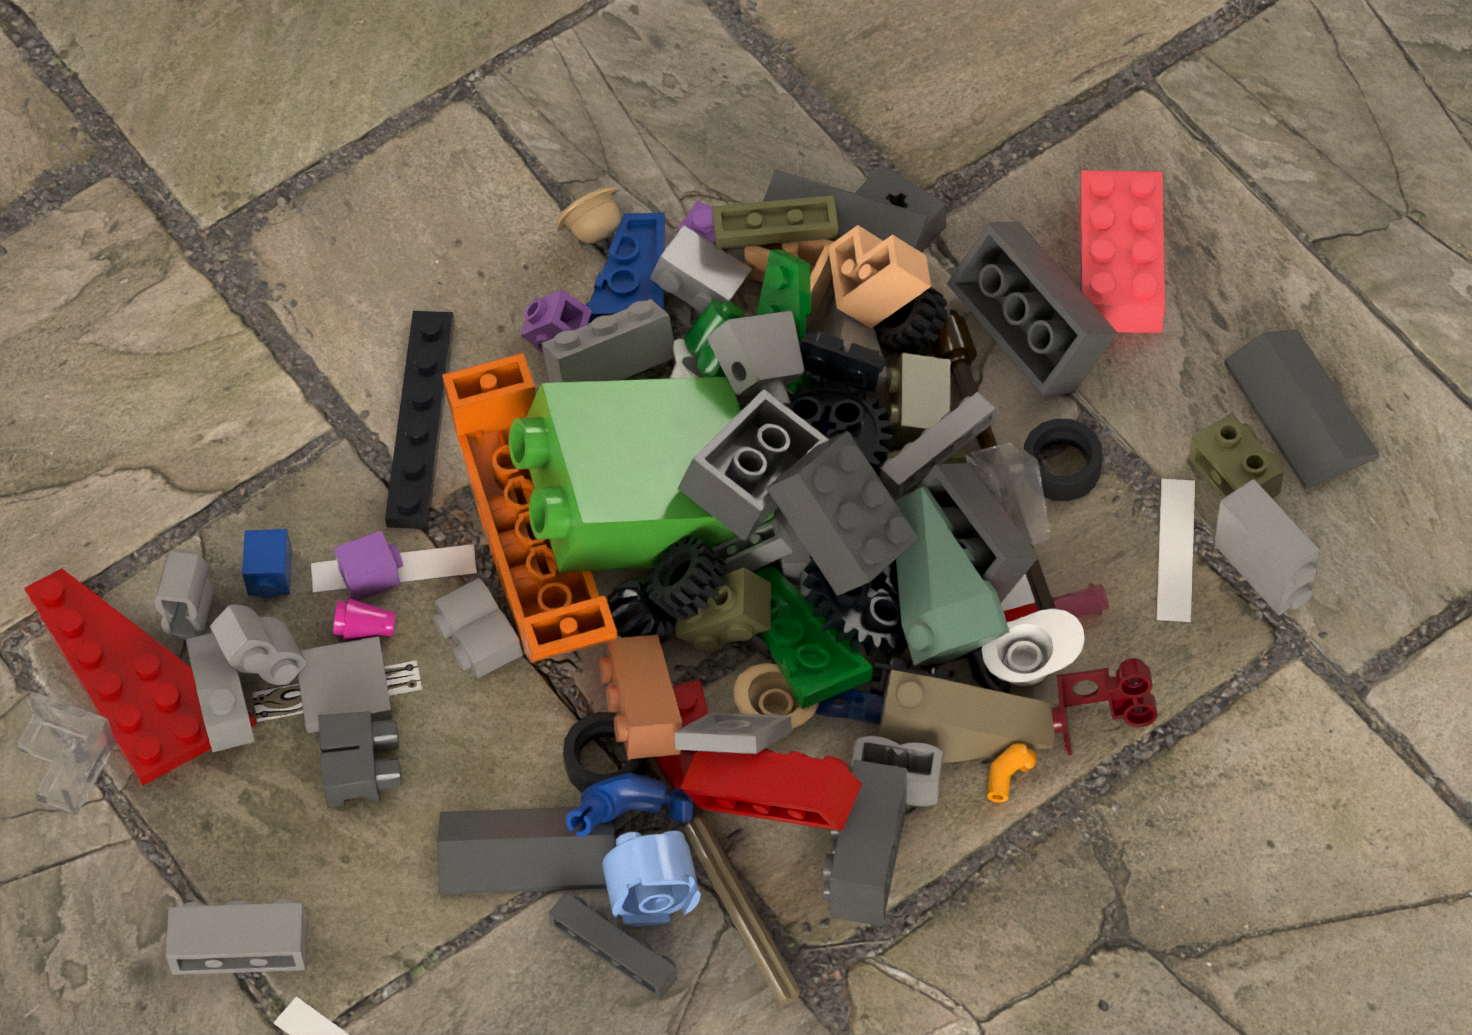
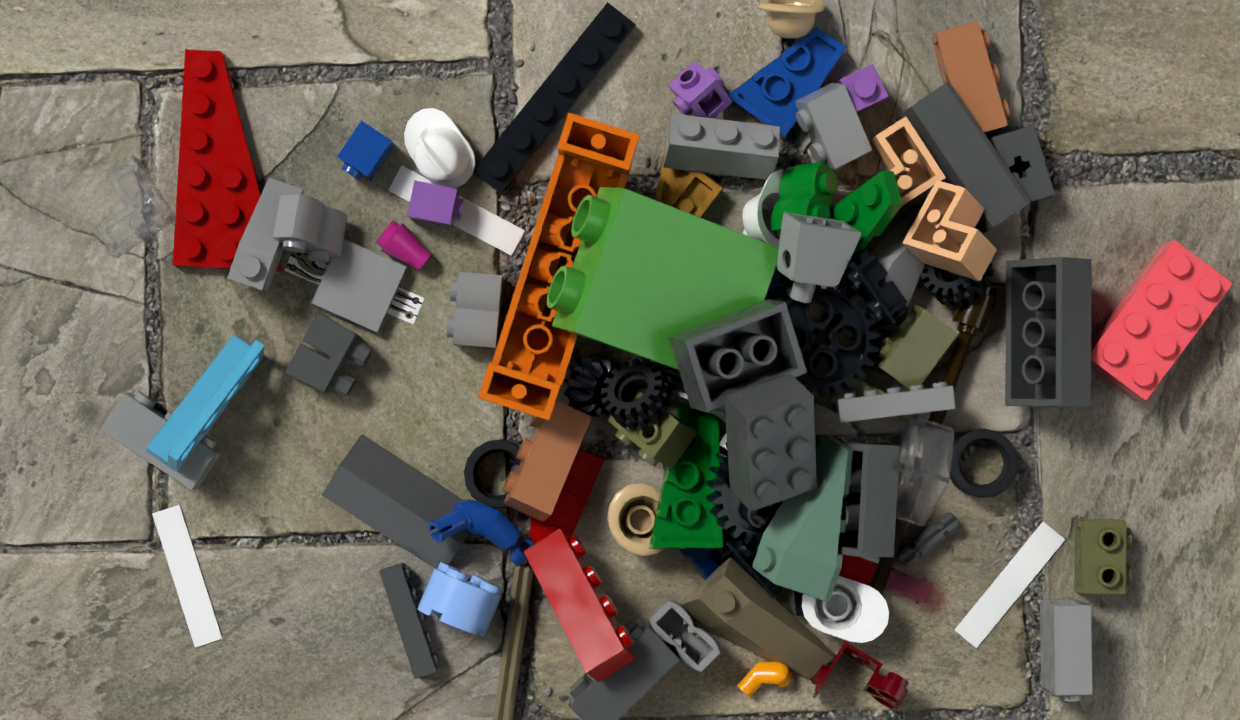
camera: 30 degrees right, 30 degrees up
(184, 595) = (286, 145): light grey brick -> none
(260, 863) = (205, 402): none -> medium azure fence
(335, 516) = (439, 148): none -> white piece
(733, 732) = (584, 541): light grey tile -> none
(774, 222) = (911, 132): olive hinge -> none
(777, 148) = (967, 67): none -> nougat brick
(1067, 555) = (928, 539): none -> dark grey axle
(1300, 407) = (1185, 536): dark grey slope -> none

